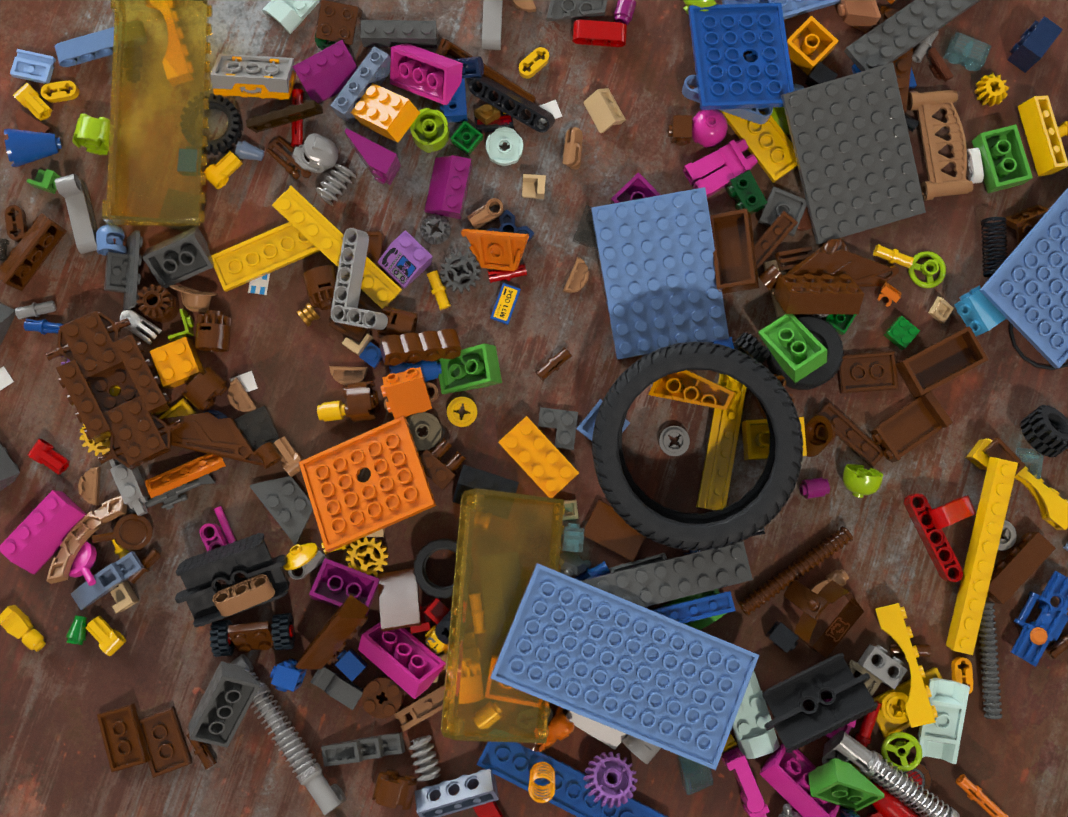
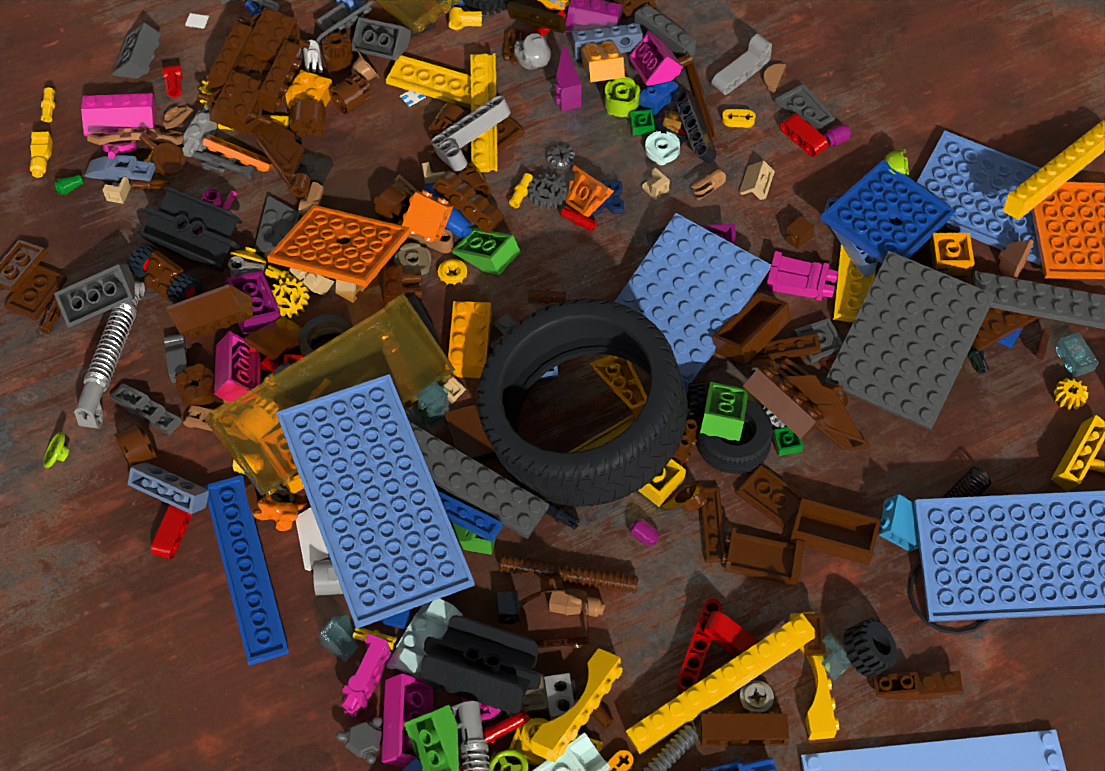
camera: 50 degrees right, 25 degrees down
(108, 639) = (80, 202): yellow piece -> none
(188, 324) = (344, 74): lime bracket -> none
(239, 397) = (323, 144): medium nougat tile -> none
(243, 595) = (187, 239): medium nougat beam -> none
(247, 380) = (335, 141): white sticker -> none
(249, 152) = (492, 21): sand blue cone -> none
(287, 676) = (156, 317): blue brick -> none
(308, 314) = (421, 134): pearl gold wheel -> none
(331, 411) = (366, 198): yellow brick -> none
(334, 183) = (525, 78): light grey piece -> none
(351, 664) = (201, 351): blue brick -> none
(405, 259) = (520, 153): medium lavender slope -> none
(425, 758) = (174, 448): light grey piece -> none
(449, 186) = (599, 141): magenta slope -> none
(472, 67) = (689, 82): dark blue brick -> none
(484, 216) = (609, 173): medium nougat piece -> none
(505, 304) = (556, 235): tile -> none
(532, 785) = (221, 518): light orange piece -> none
(553, 108) = (722, 154): white sticker -> none
(578, 277) = (624, 262): medium nougat tile -> none
(597, 777) = (280, 590): medium lavender gear -> none
(683, 441) = (569, 410): light grey gear -> none
(709, 128) = (821, 247): dark pink cylinder -> none
(746, 193) = (802, 304): dark green brick -> none
(861, 480) = (684, 556): lime cylinder -> none
(889, 292) = (846, 457): orange tile -> none
(893, 256) = (874, 437): yellow pin -> none
(901, 332) = (827, 491): green piece -> none
(923, 47) = (1037, 327): light grey axle -> none
(934, 267) = (896, 460): lime piece -> none
(940, 183) = (1005, 363): medium nougat piece -> none
(941, 310) = (873, 502): tan tile -> none
(974, 165) = (1003, 431): white beam -> none
(1003, 158) = (1029, 441): bright green brick -> none

